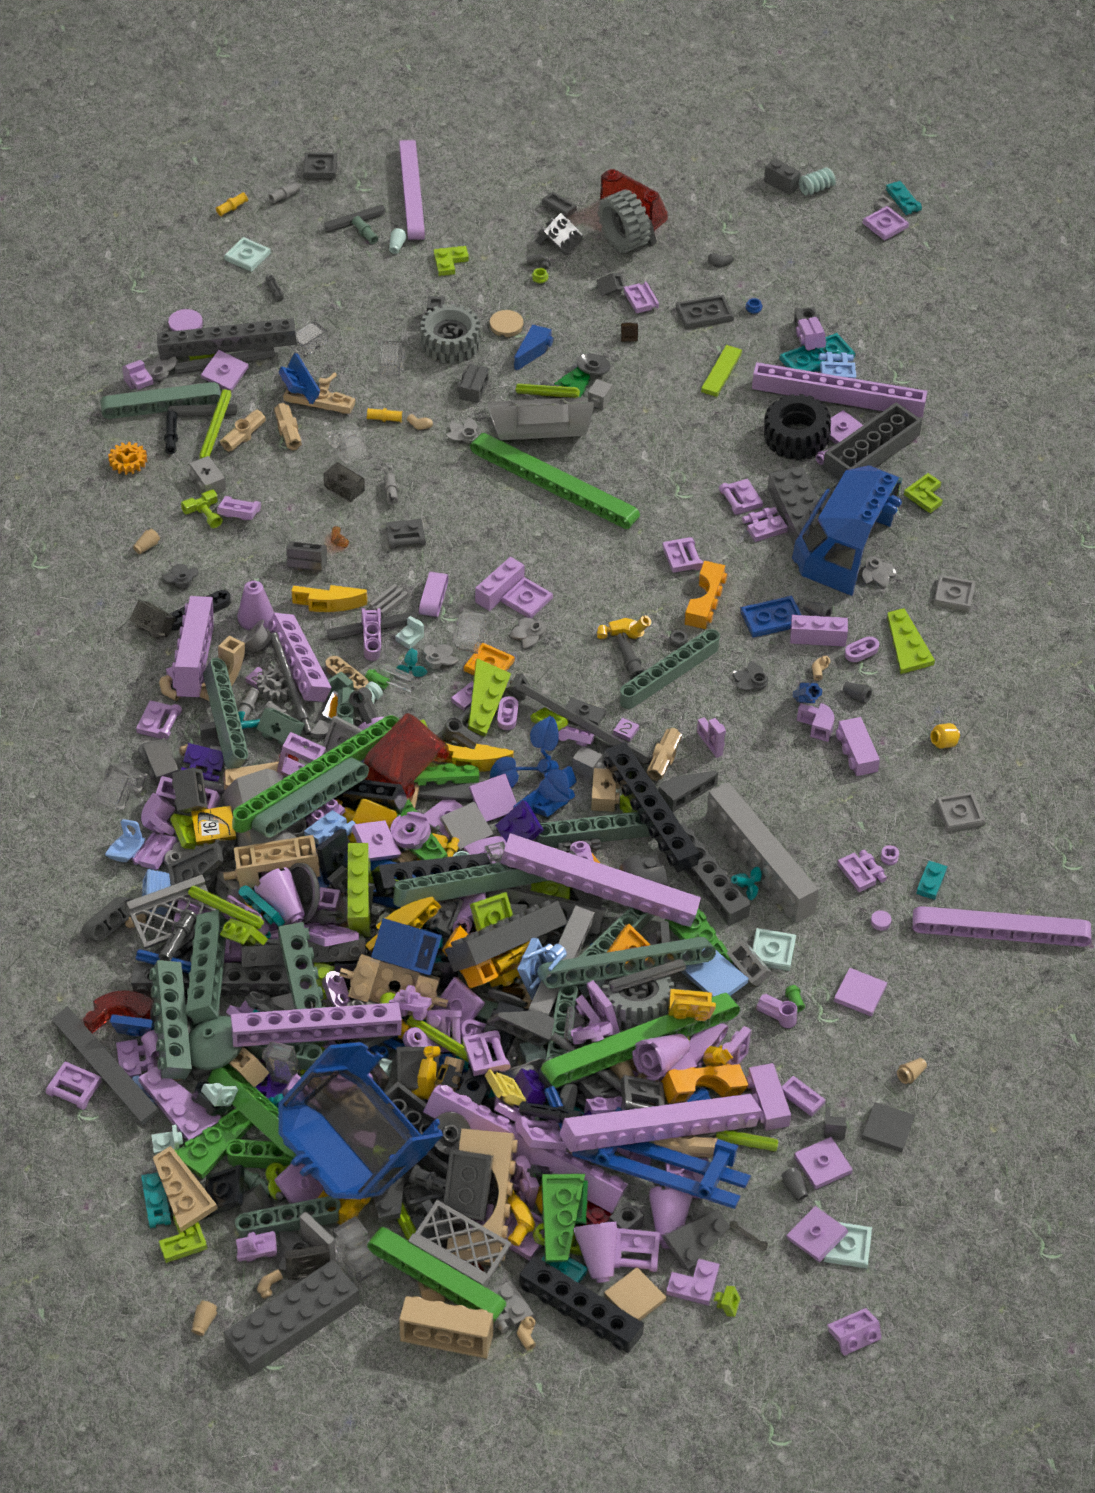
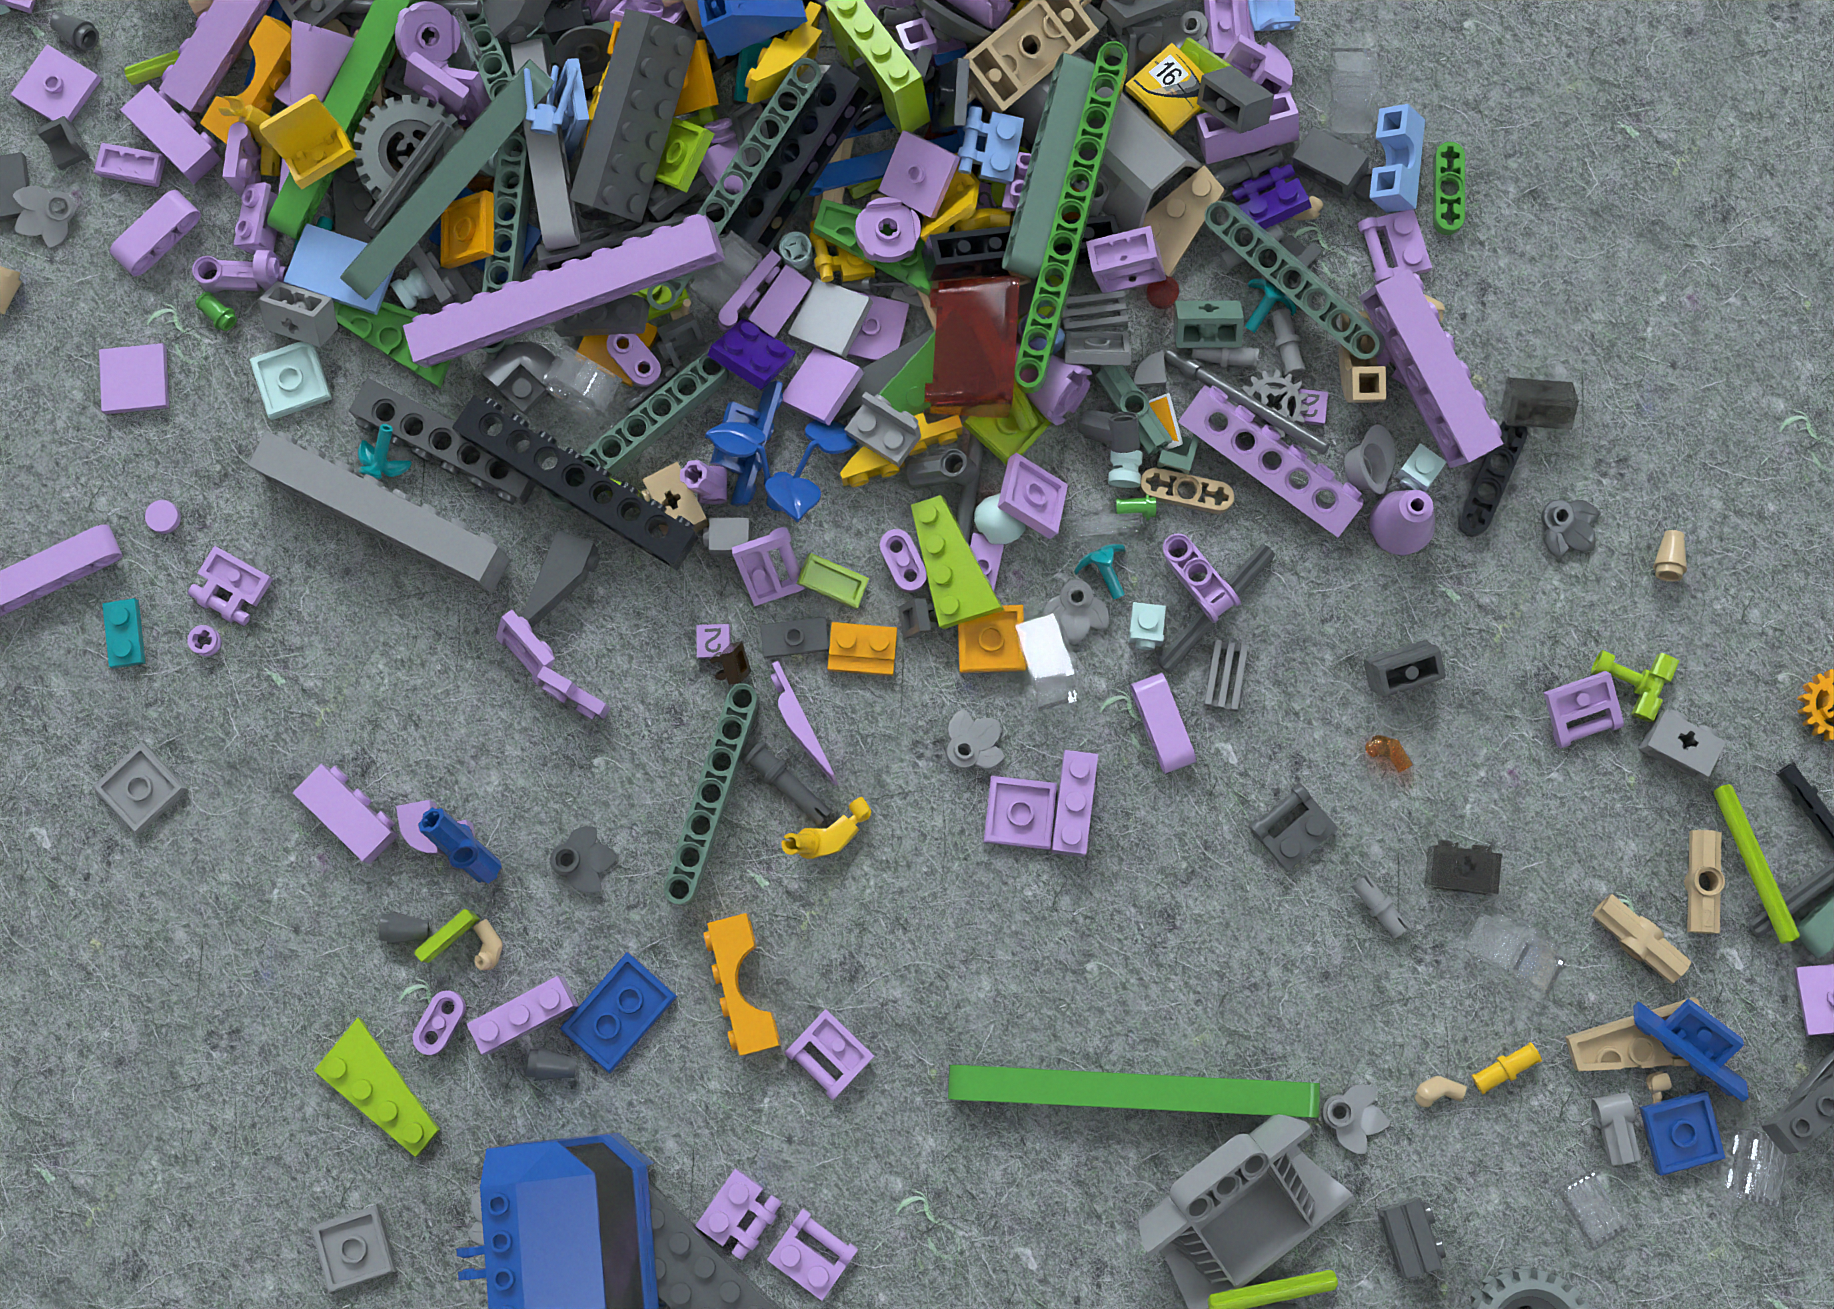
camera: 155 degrees right, 30 degrees up
(109, 737) = (1456, 176): none -> bright green beam
(127, 743) = (1401, 134): none -> light blue arch
(230, 628) = (1420, 469): none -> light aqua bracket
(329, 363) = (1682, 1132): none -> blue plate
(332, 600) = (1303, 619): yellow slope -> none
(354, 379) = (1615, 1118): none -> light grey piece
(425, 697) = (1032, 496): none -> lavender plate
(447, 705) = (995, 523): none -> light aqua hair
(478, 755) = (884, 429): none -> light grey bracket
(556, 689) = (862, 649): none -> light orange plate
(581, 721) = (773, 602): dark grey tile -> none
(583, 783) = (706, 481): none -> lavender piece
(608, 672) = (798, 722): none -> lavender piece
(616, 845) = (582, 382): none -> clear brick
(624, 710) = (734, 663): none -> dark brown tile
(664, 754) = (627, 623): tan piece -> none
(678, 638) = (738, 873): dark grey tile -> none
(722, 764) = (518, 637): none -> lavender plate
(746, 1016) = (252, 228): none -> lavender bracket
(753, 990) = (268, 268): none -> lavender plate
(807, 1052) = (155, 233): none -> lavender beam
(836, 677) = (446, 935): none -> lime tile
(865, 1095) = (39, 216): none -> light grey plate
(945, 735) = (223, 915): yellow head -> none

